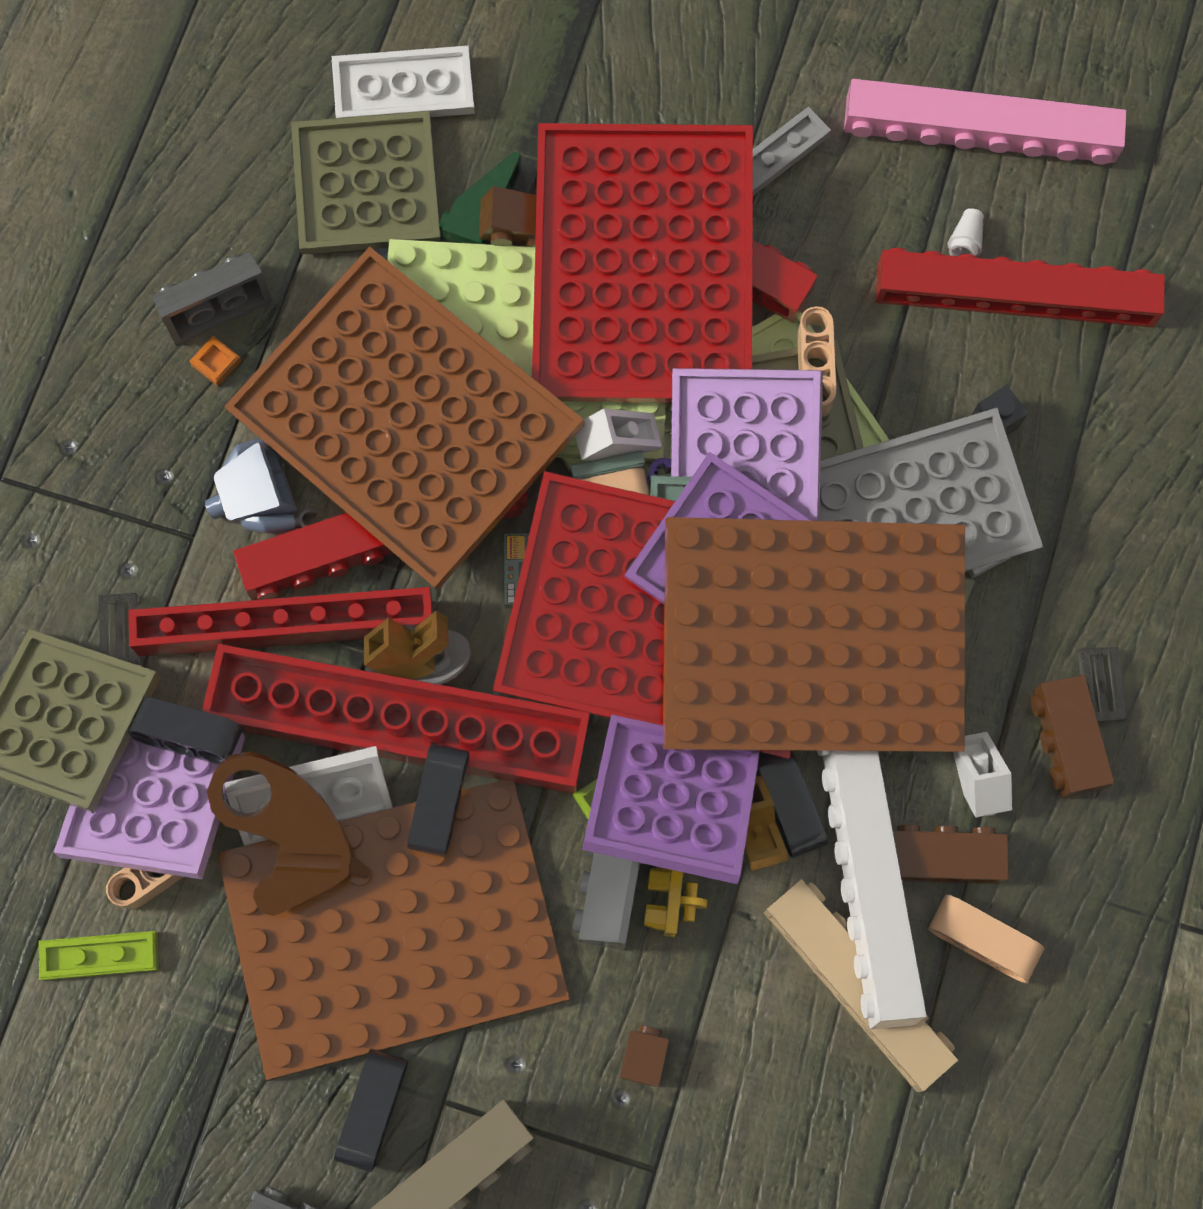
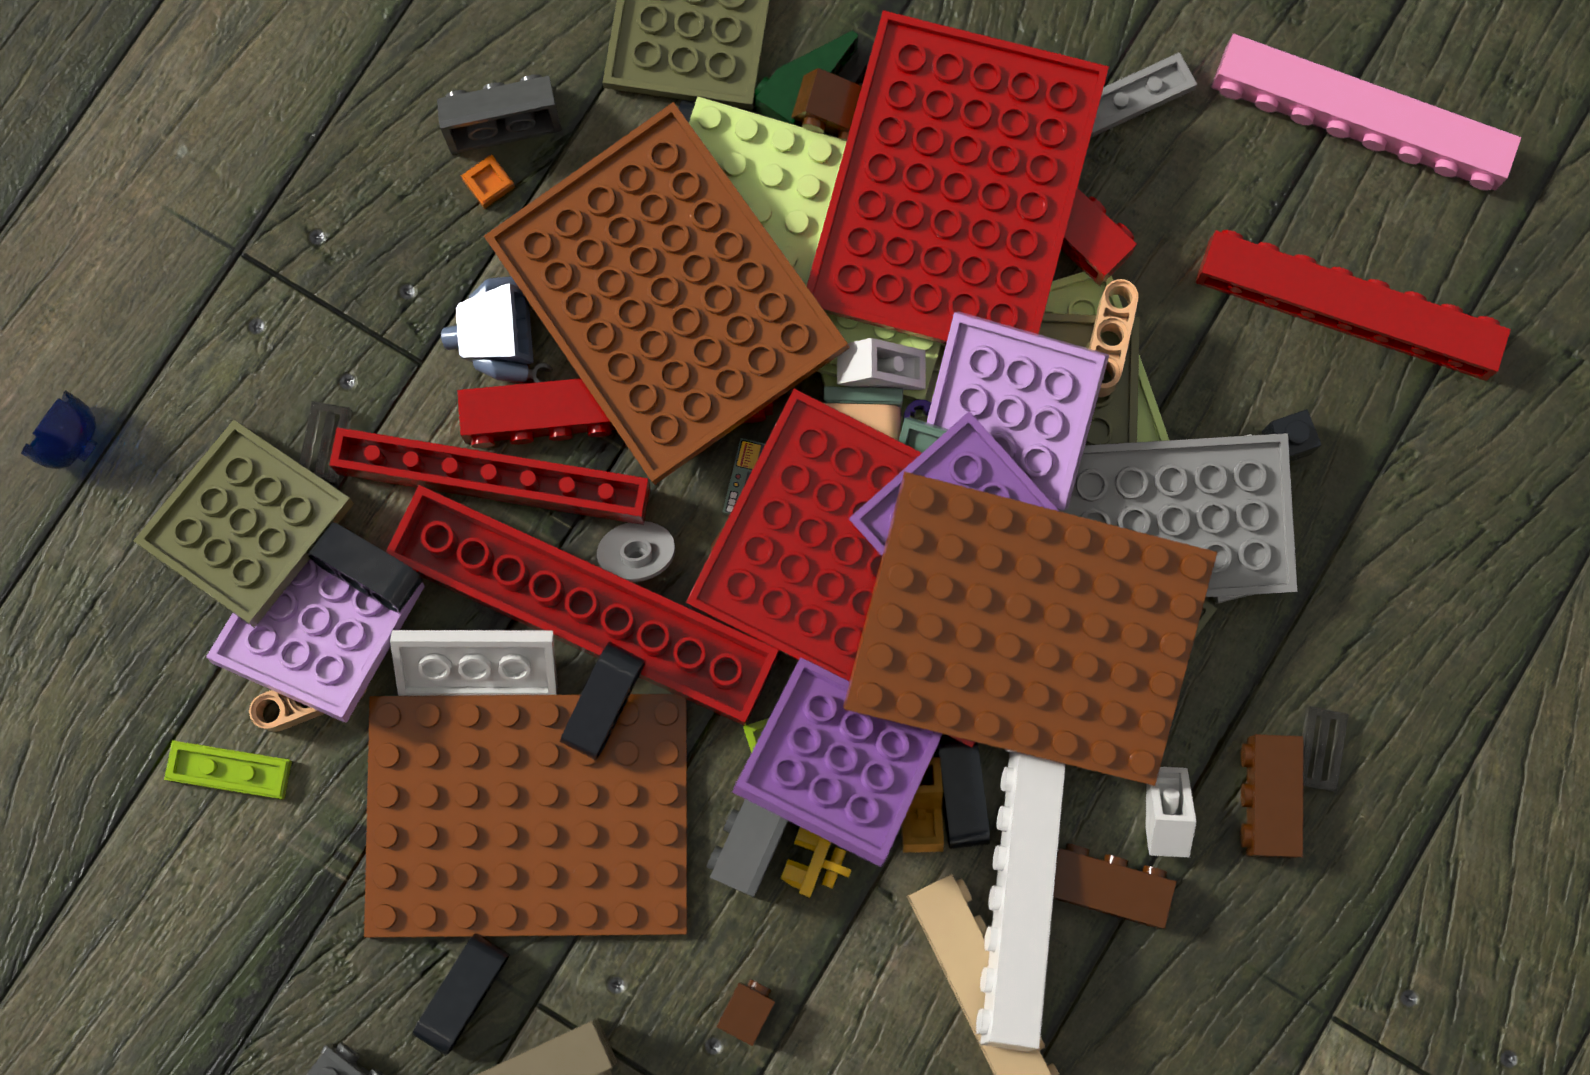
camera: 15 degrees right, 5 degrees up
(296, 817) = (456, 686): reddish brown animal -> none
(406, 652) = (606, 540): pearl gold brick -> none
(967, 234) = (1312, 233): white cone -> none
(986, 938) = (1126, 981): light nougat beam -> none

